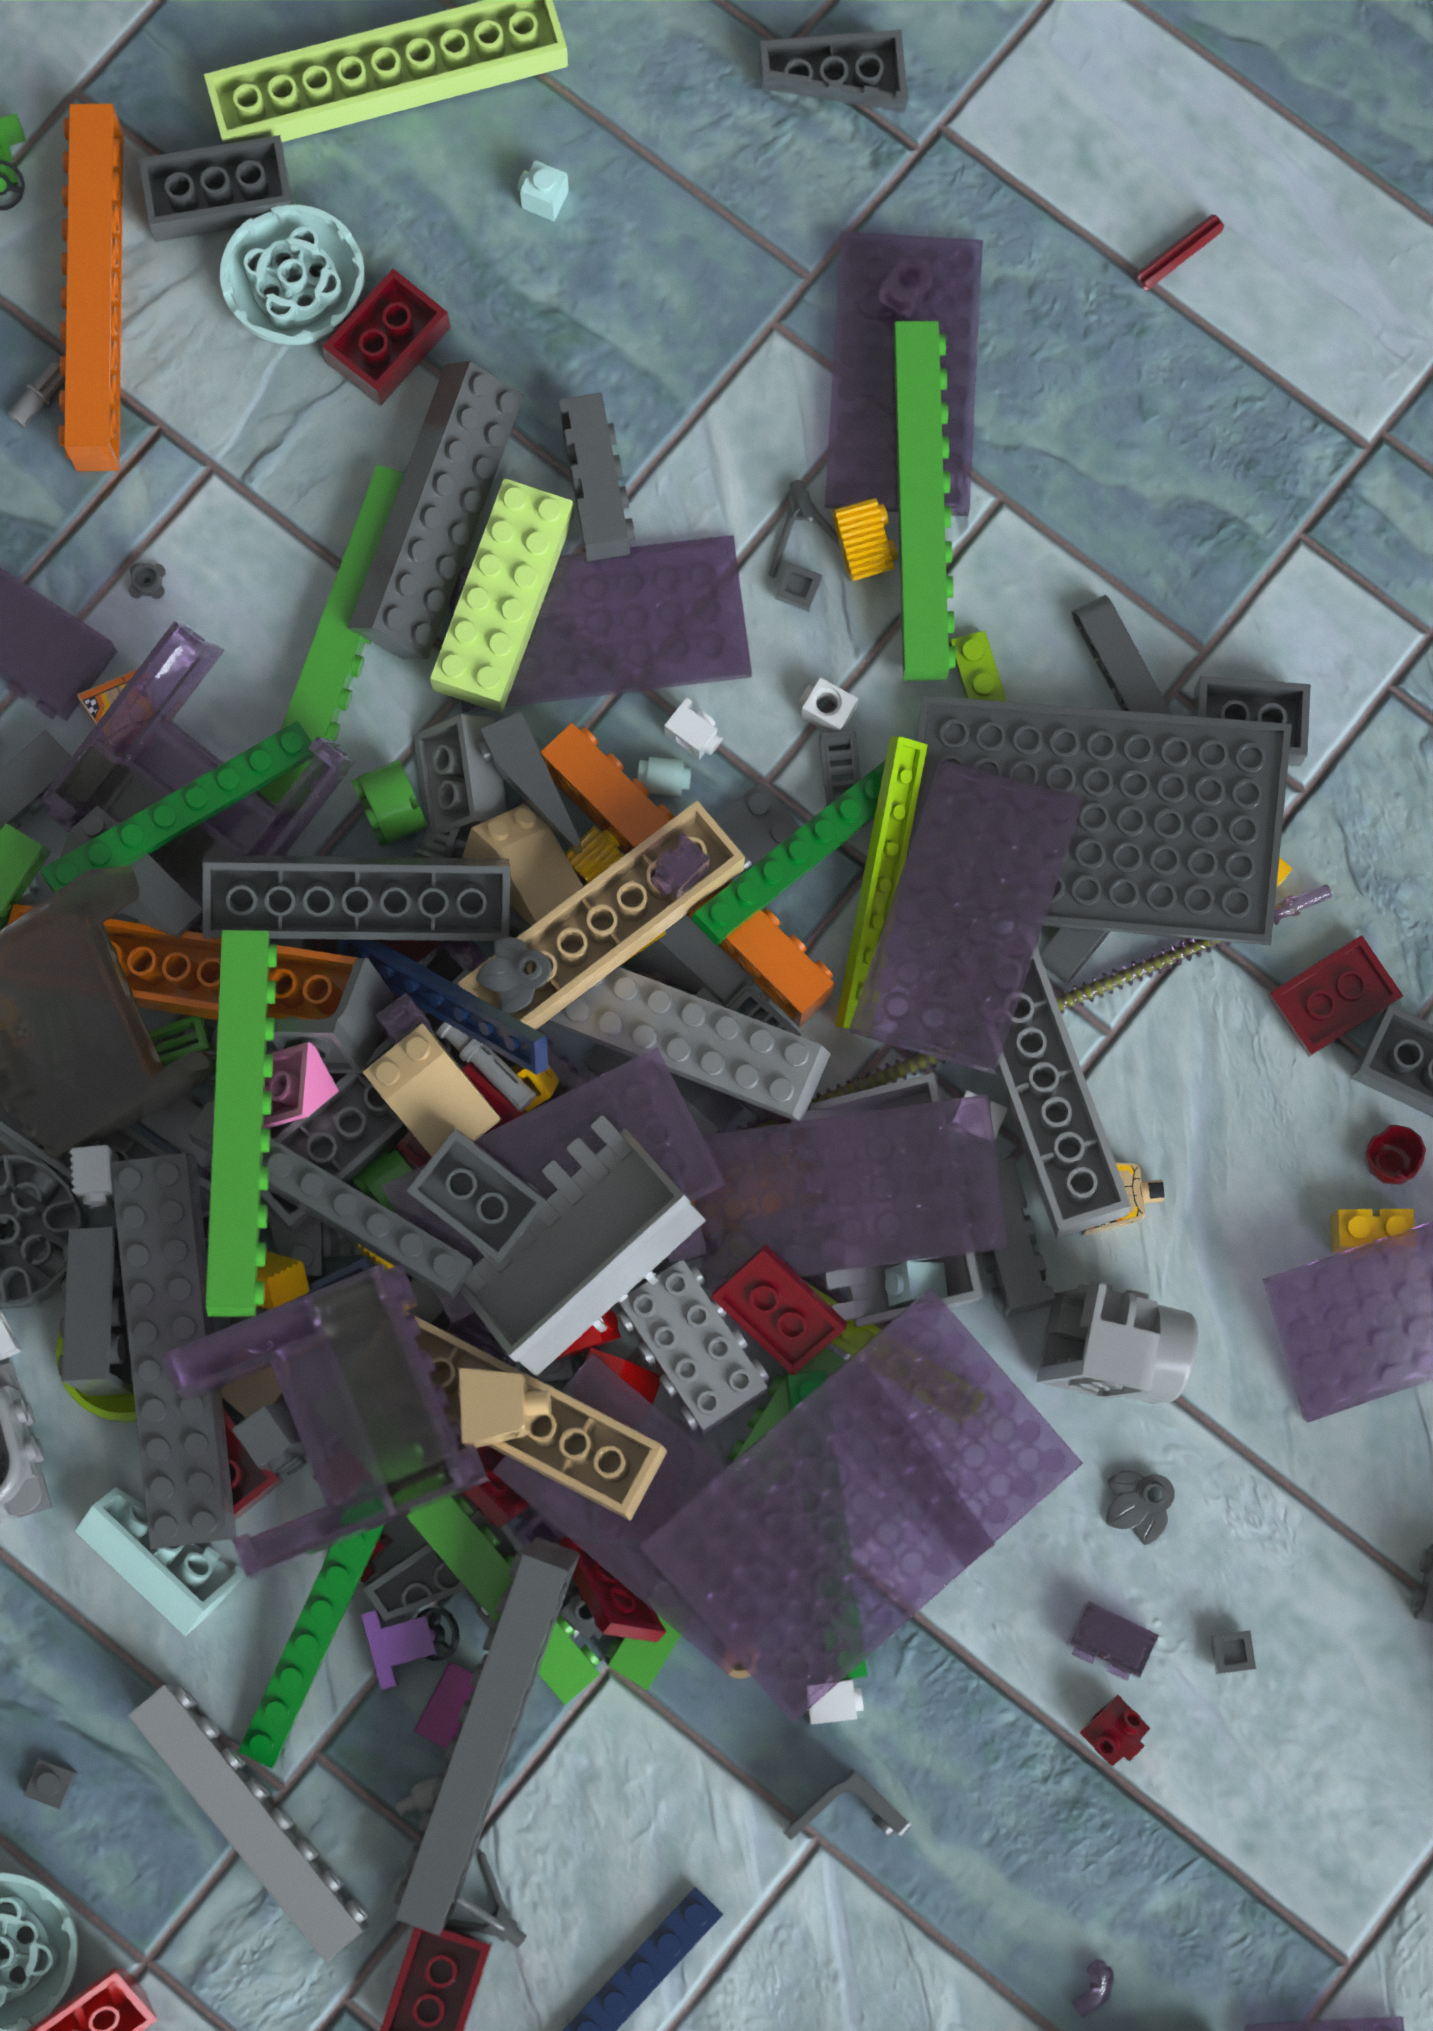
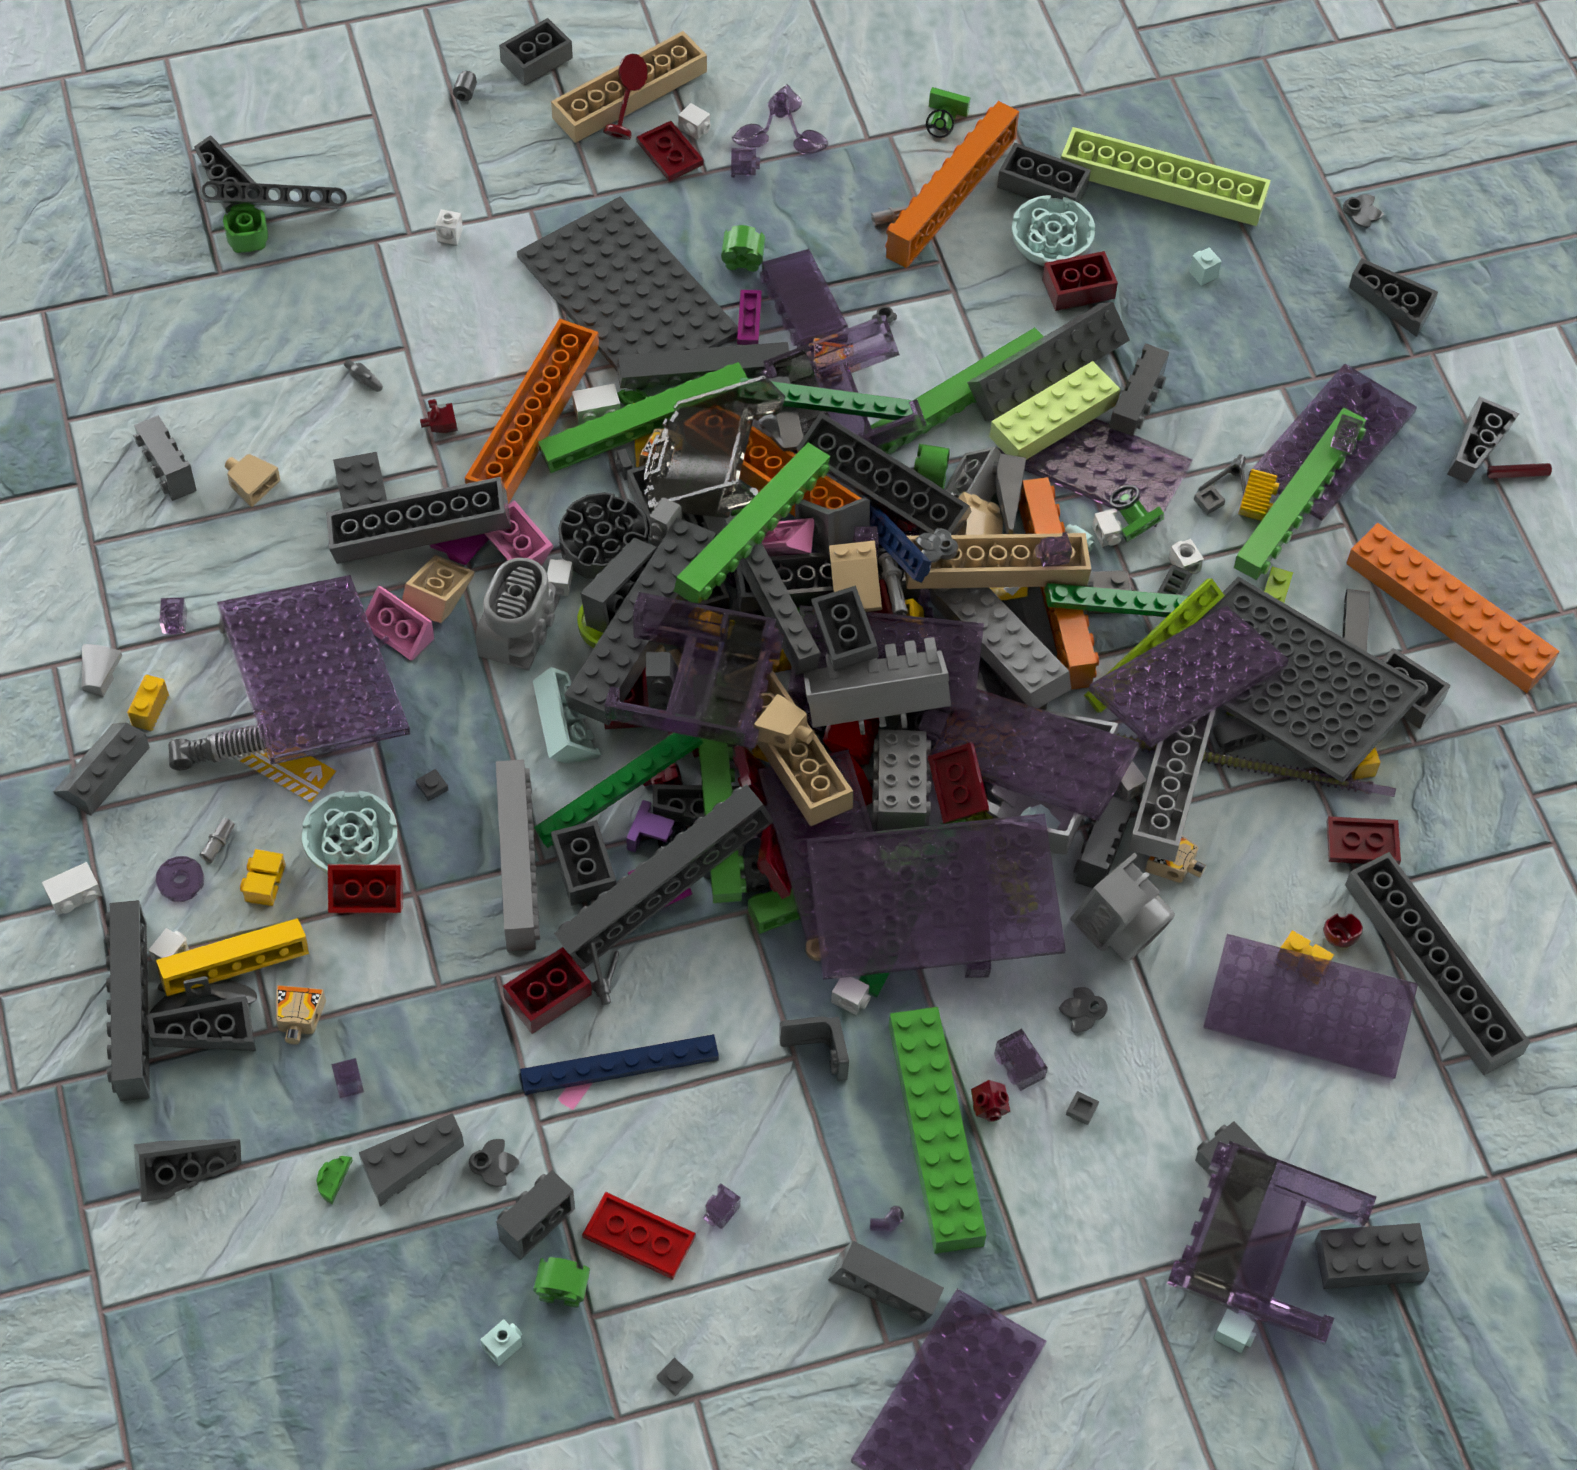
camera: 35 degrees right, 20 degrees down
(348, 1764) = (583, 862): none -> dark grey brick
(714, 682) = (1134, 512): none -> bright green piece
(928, 357) = (1346, 433): none -> brick
(1074, 1820) = (937, 1131): none -> bright green brick
(1099, 238) = (1481, 434): none -> dark grey wedge
(1228, 545) = (1452, 607): none -> orange brick

